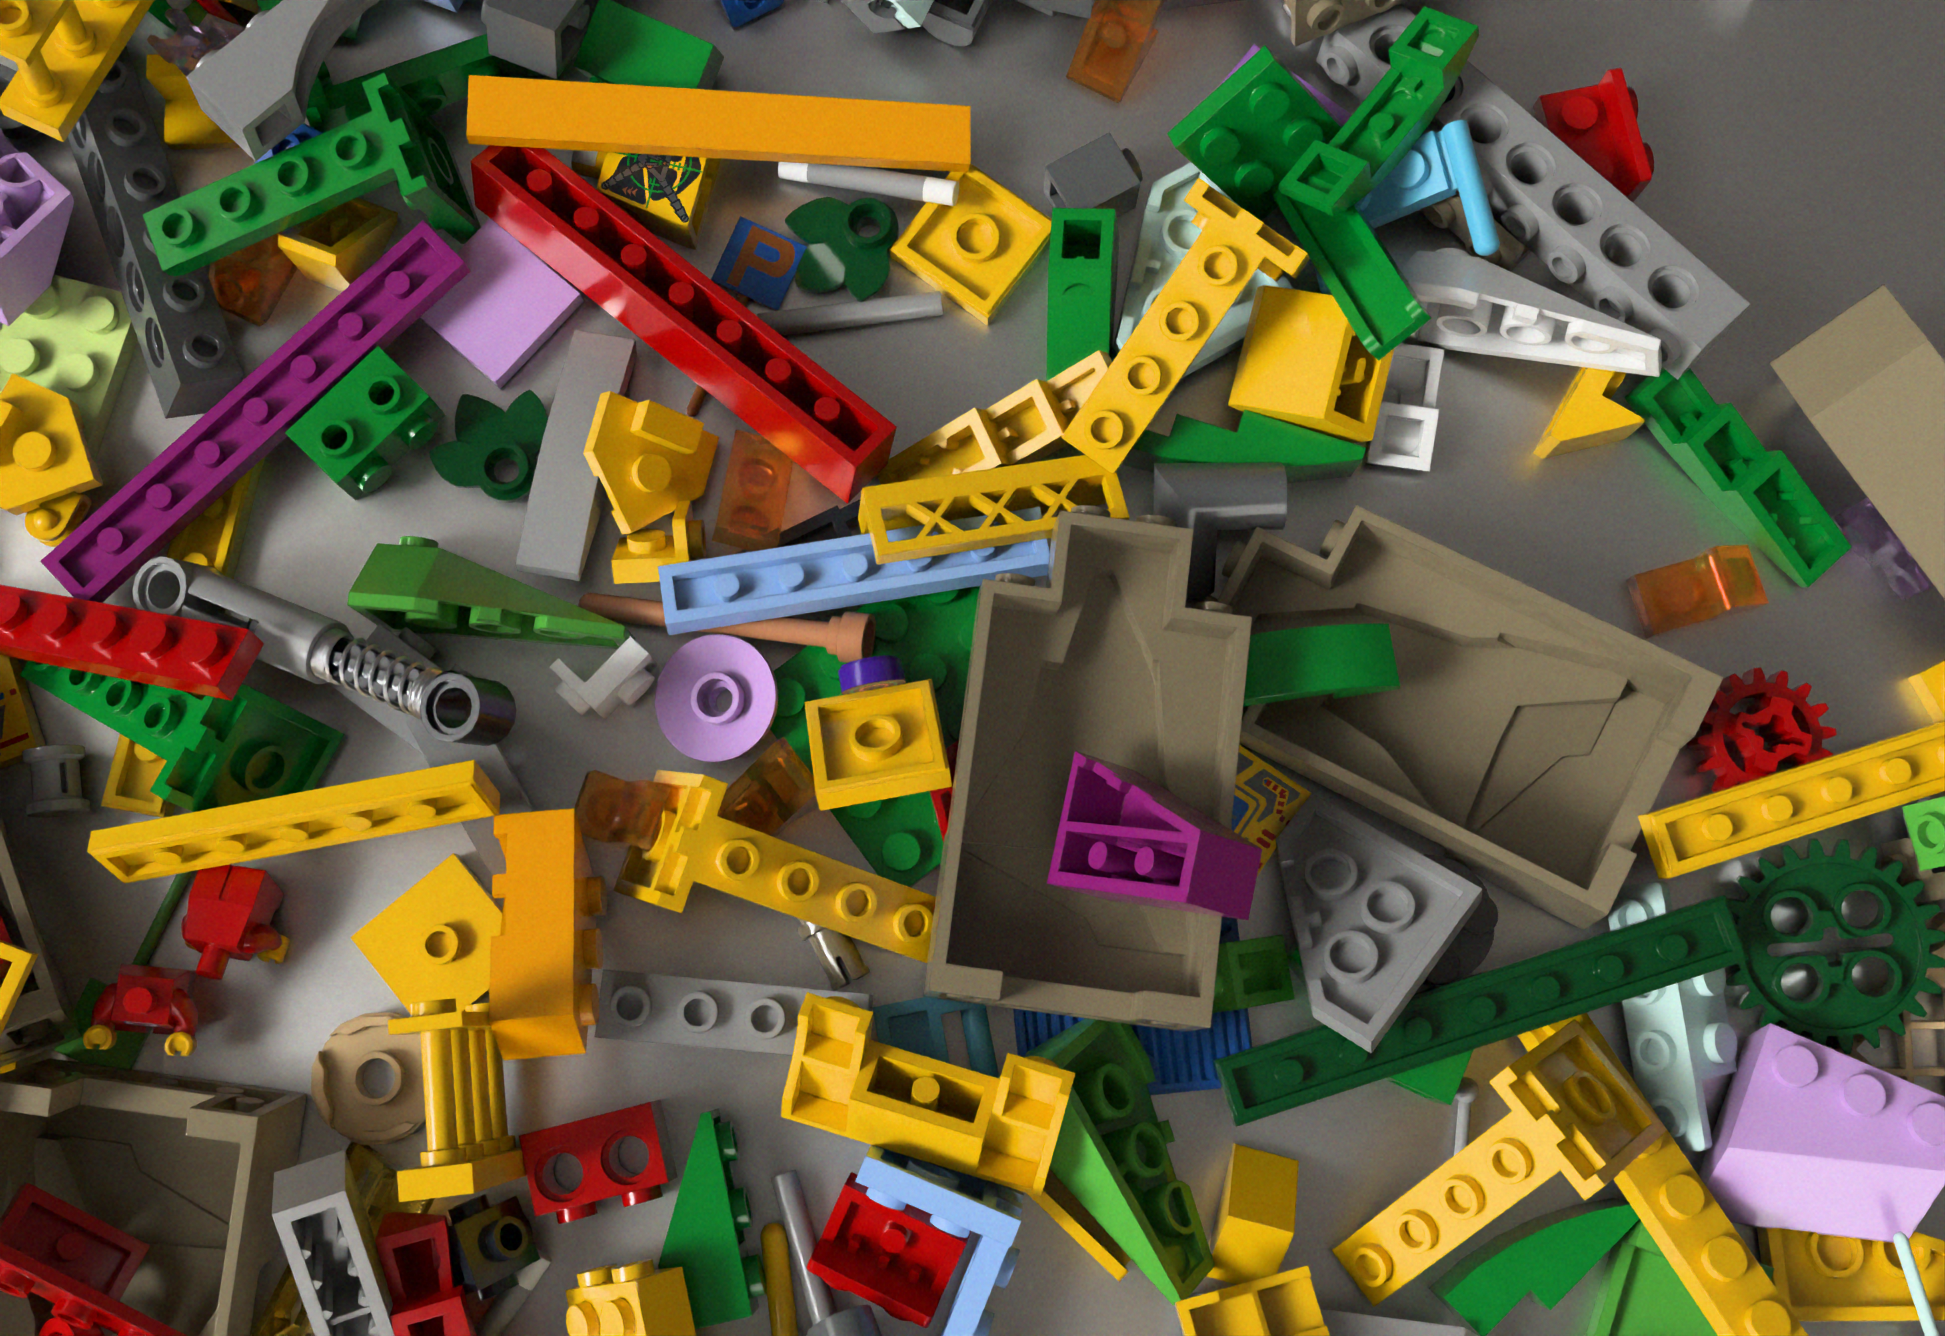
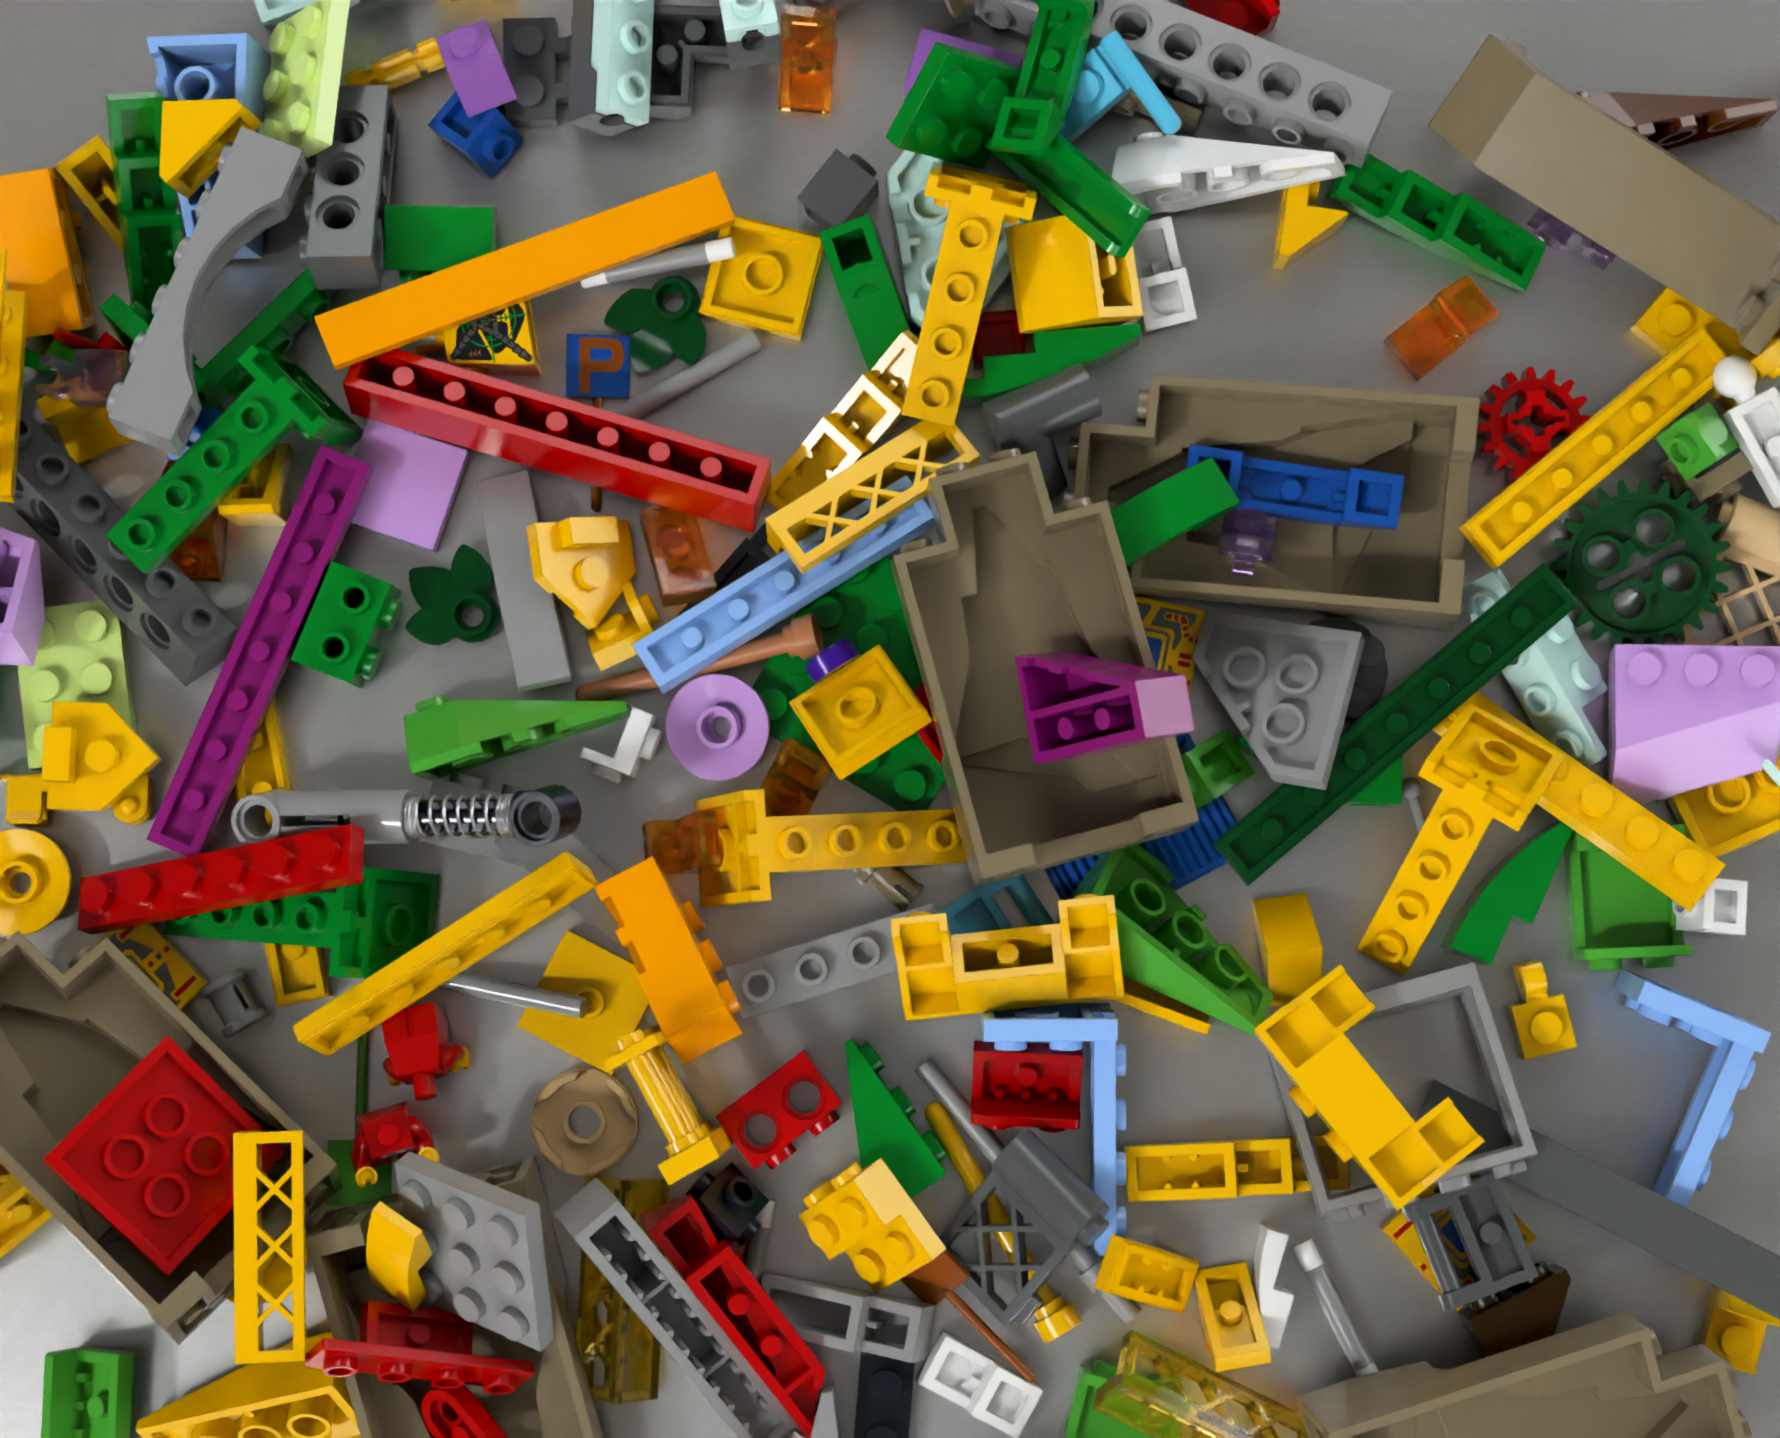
camera: 15 degrees left, 5 degrees up
(78, 1144) = (395, 1255): none -> yellow slope
(169, 1178) = (483, 1250): none -> light grey plate
(365, 901) = (517, 994): none -> light grey bar
(1202, 399) = (997, 335): none -> red tile
(1392, 730) = (1247, 537): none -> clear purple plate
(1480, 710) = (1308, 492): none -> blue slope

